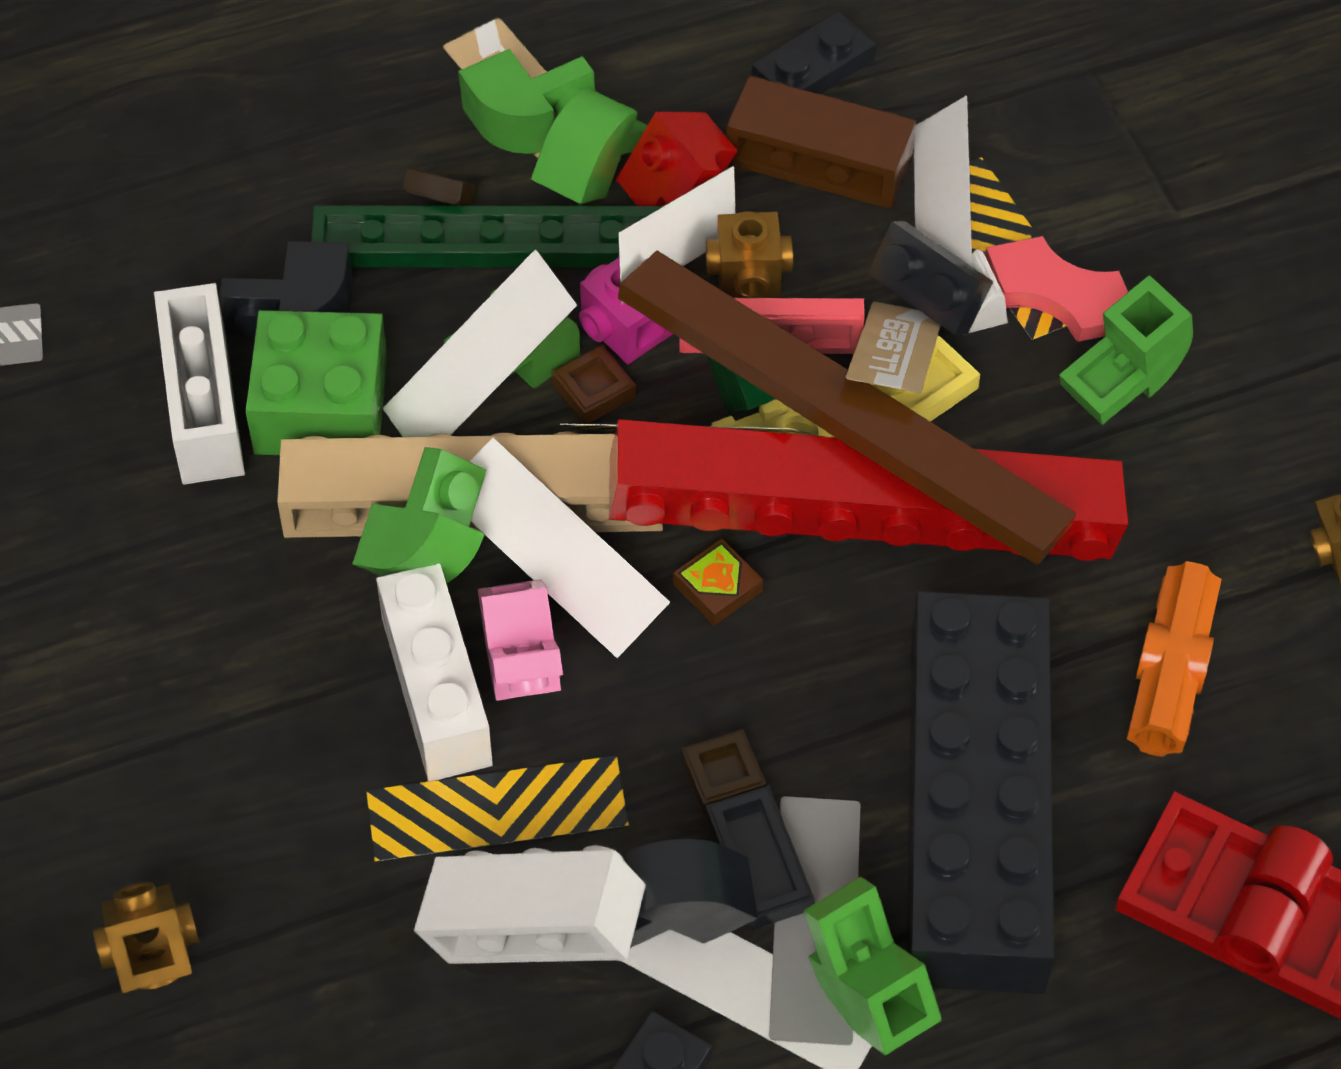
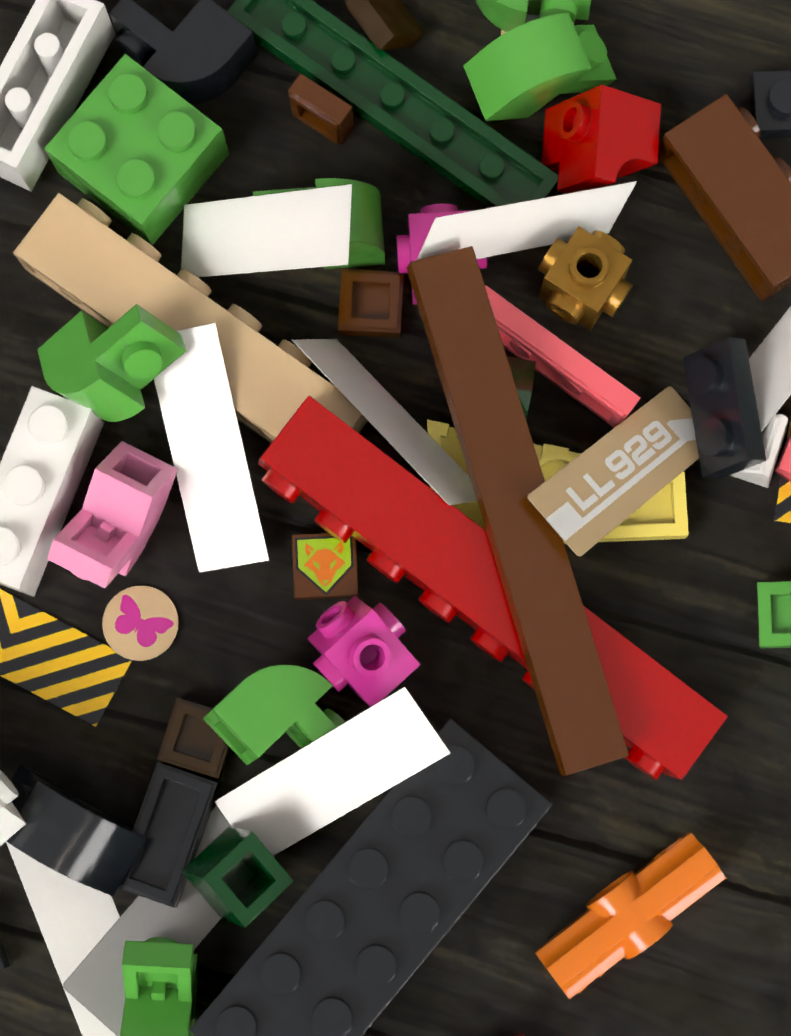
camera: 40 degrees right, 25 degrees up
(442, 273) = (321, 110): none -> reddish brown tile
(600, 724) = (140, 623): none -> tan sticker
(778, 685) = (272, 704): none -> bright green brick
(804, 605) = (362, 649): none -> dark pink brick
(848, 825) = (237, 876): none -> dark green brick
(859, 701) = (335, 773): none -> white sticker

